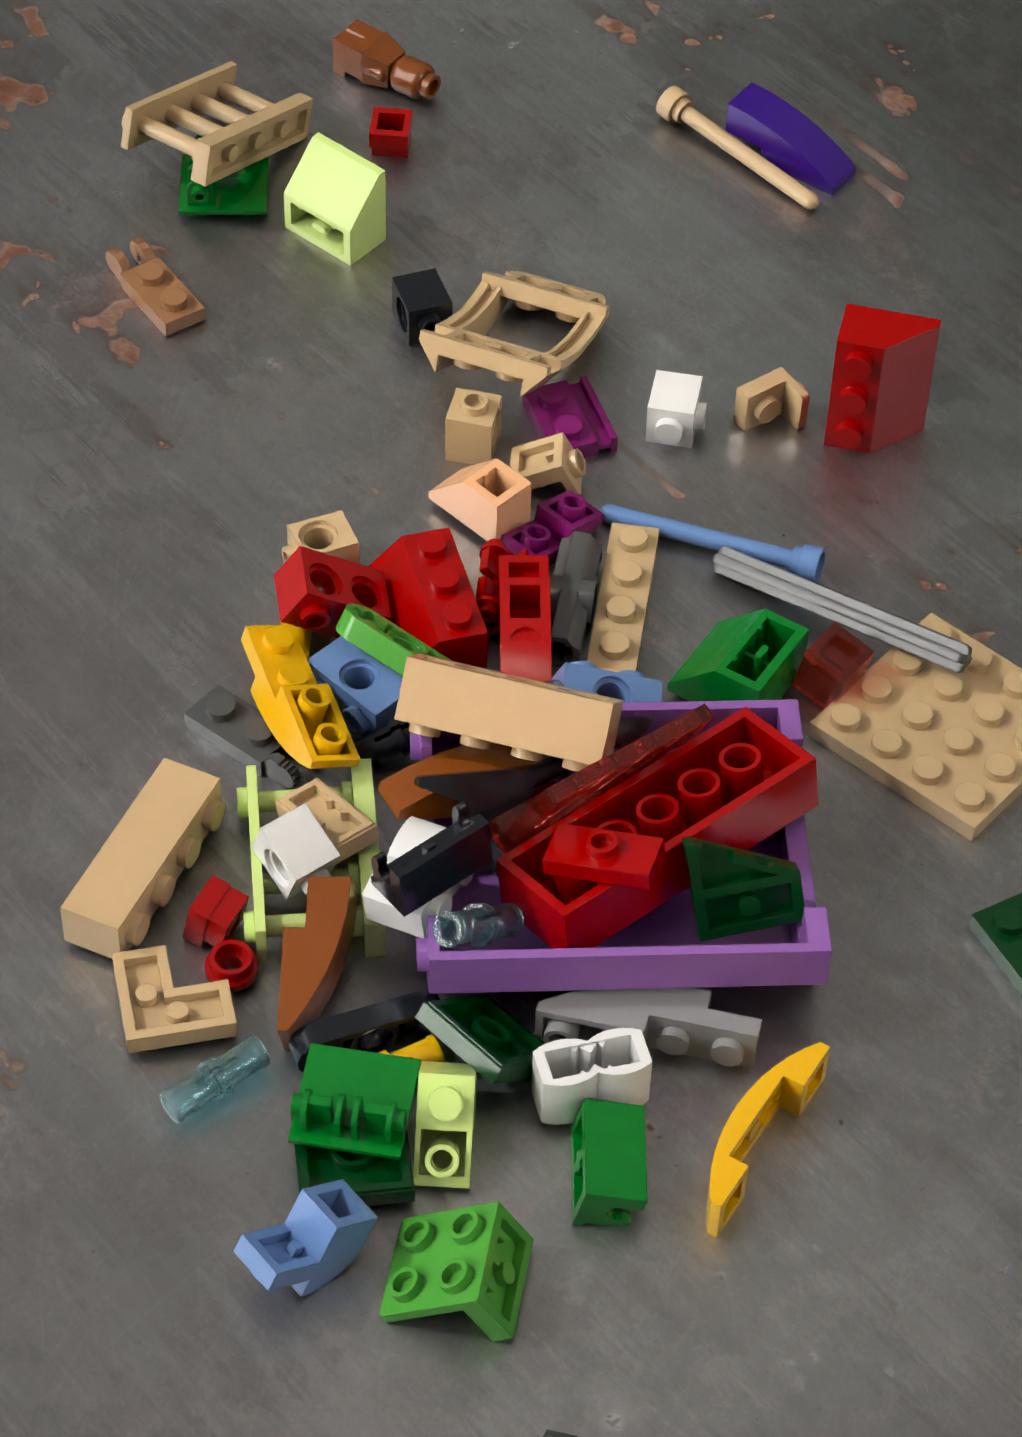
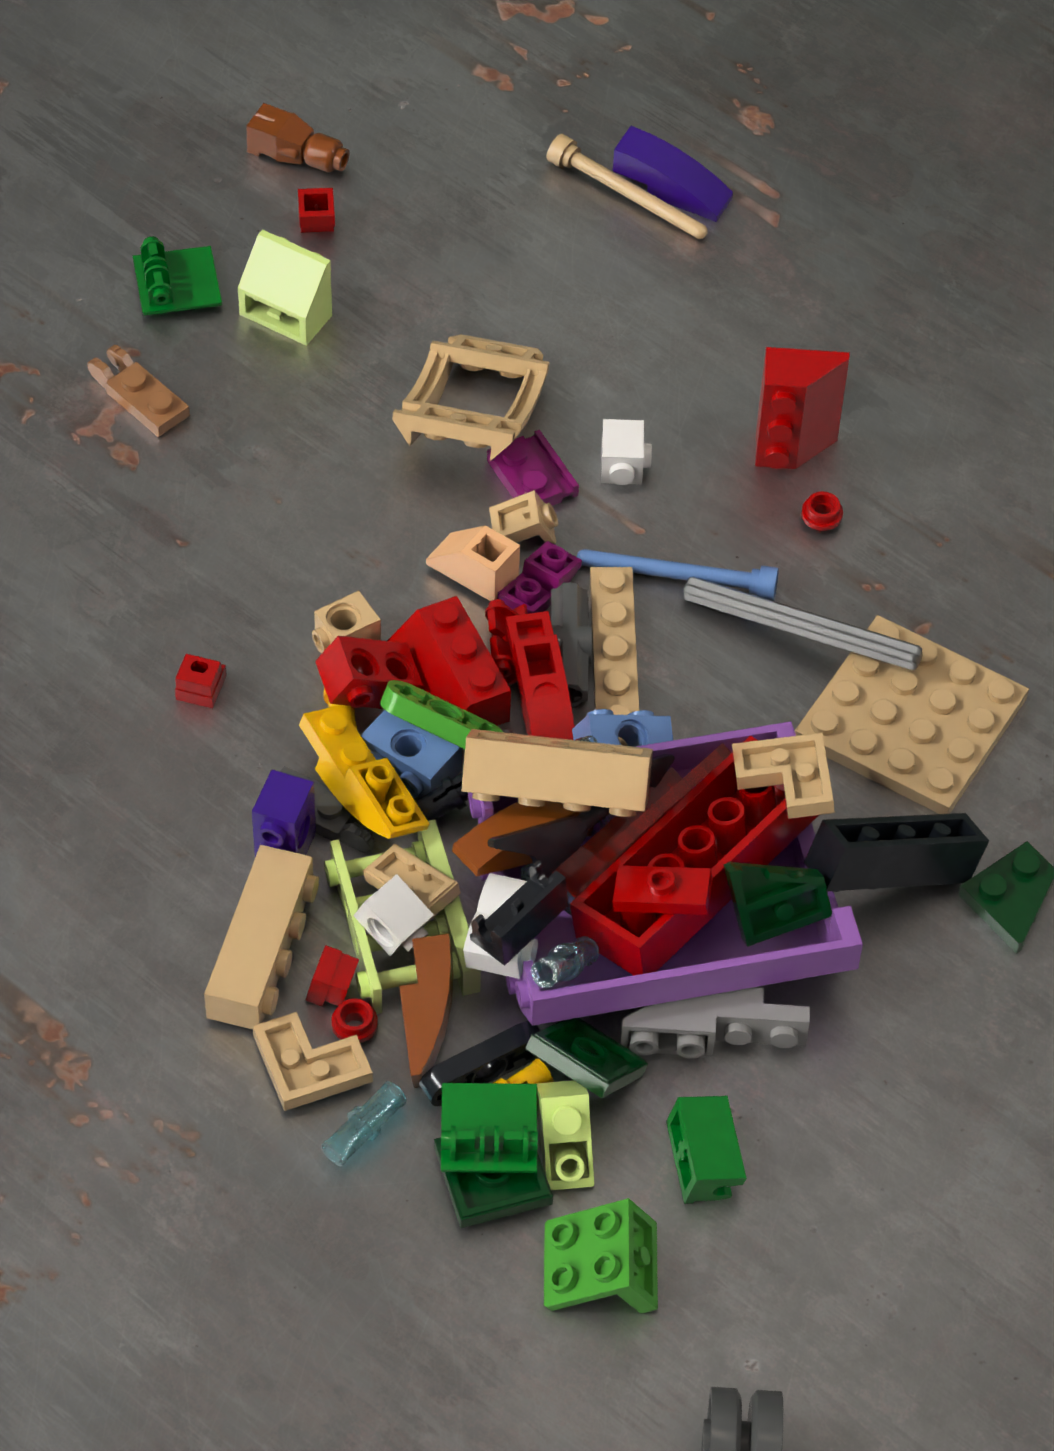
camera: 10 degrees left, 5 degrees up
(146, 584) = (199, 680): none -> red piece
(200, 728) = (285, 814): none -> dark purple brick
(220, 148) = (180, 247): tan fence -> none
(313, 1244) = (479, 1254): medium blue brick -> none
(419, 303) = (381, 381): black brick -> none
(473, 426) = (452, 493): tan brick -> none
(605, 1067) = (688, 1070): white brick -> none
(743, 660) = (728, 685): green slope -> none
(769, 397) = (704, 428): tan bracket -> none
(784, 1086) = (836, 1061): yellow slope -> none
(785, 737) = (791, 761): none -> tan plate
(832, 666) = (806, 678): clear red panel -> none
(889, 497) = (822, 511): none -> red plate
(896, 860) = (896, 851): none -> black brick

